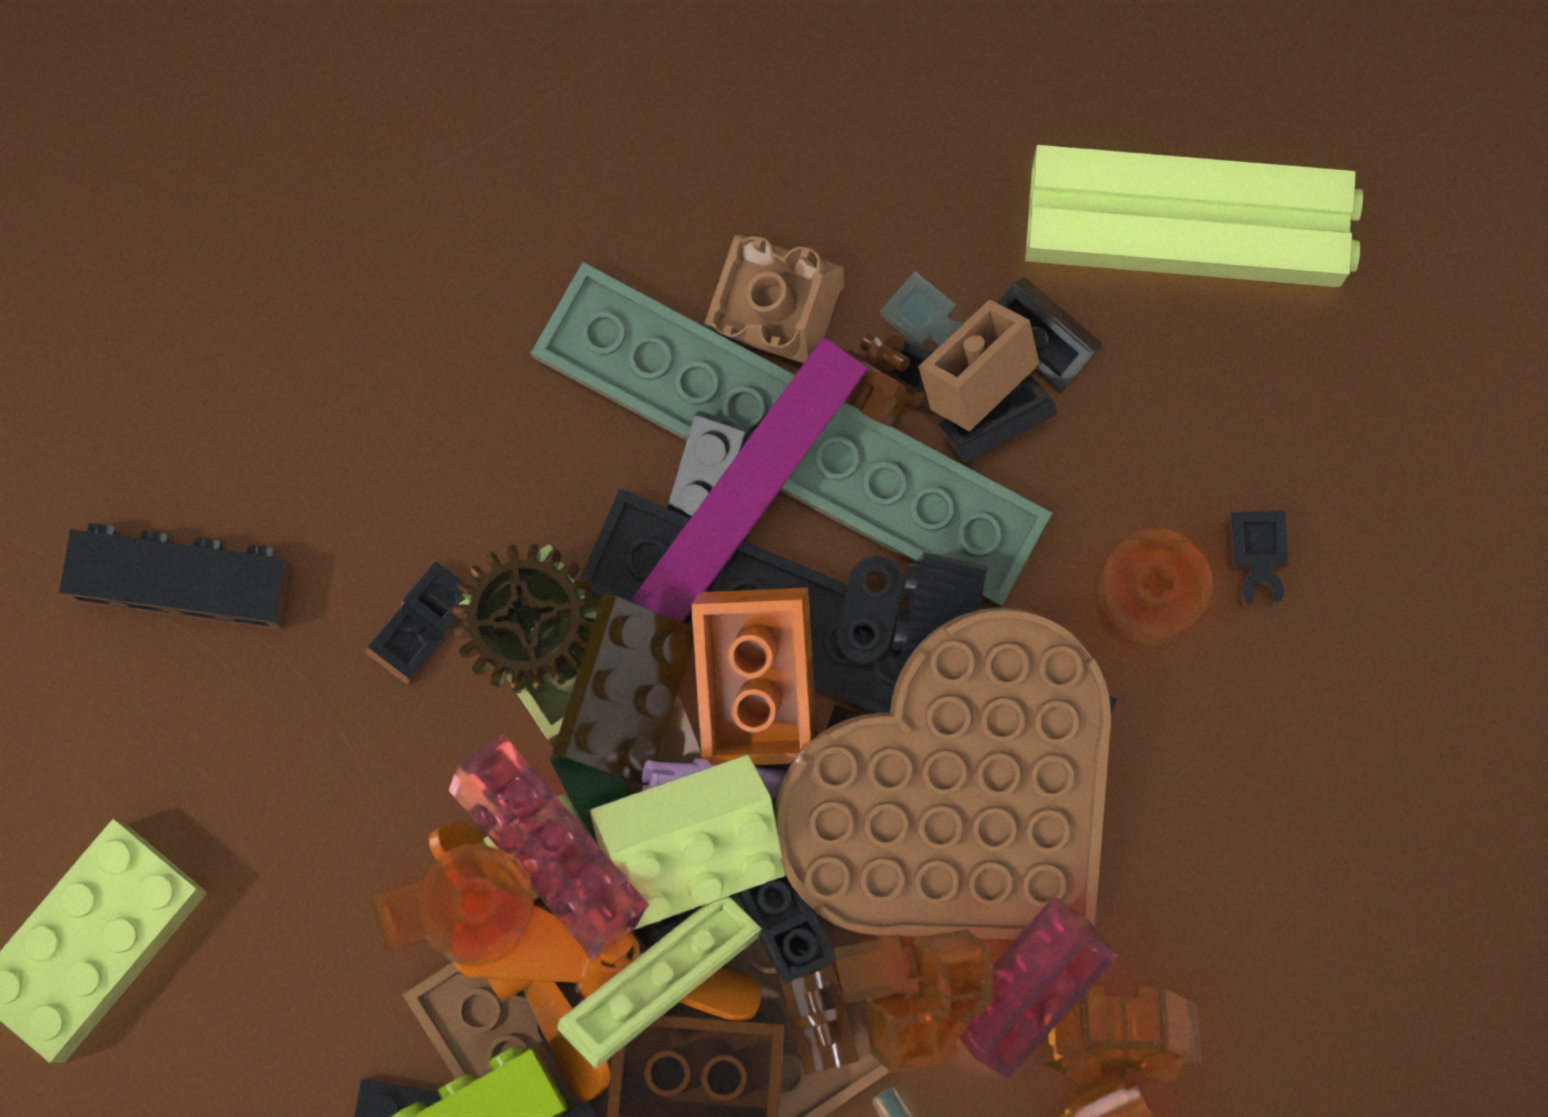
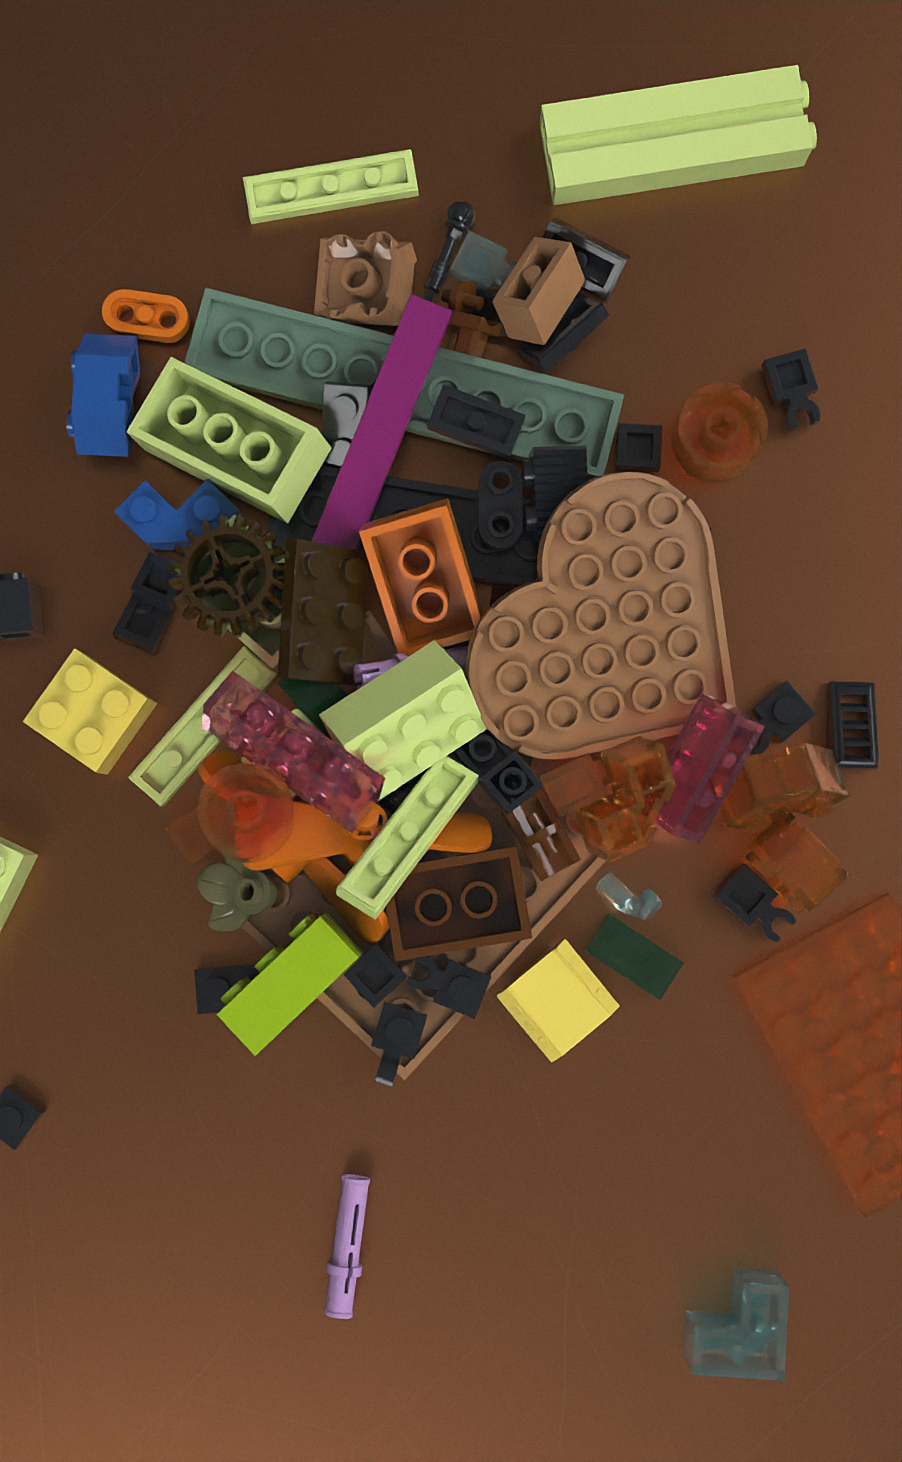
camera: 10 degrees left, 5 degrees up
(316, 736) = (90, 712): none -> light yellow brick
(425, 798) = (187, 741): none -> yellowish green tile
(428, 992) = (230, 889): none -> olive plate
(429, 361) = (103, 390): none -> blue brick
(461, 536) = (164, 526): none -> blue brick
(505, 277) = (148, 315): none -> orange plate
(566, 453) = (229, 439): none -> yellowish green brick
(763, 175) = (330, 186): none -> yellowish green tile
(865, 503) = (476, 422): none -> black plate
(908, 253) = (459, 222): none -> black piece
(1054, 580) = (638, 447): none -> black plate
(1147, 947) = (781, 715): none -> black plate
(1240, 1029) = (869, 742): none -> black slope

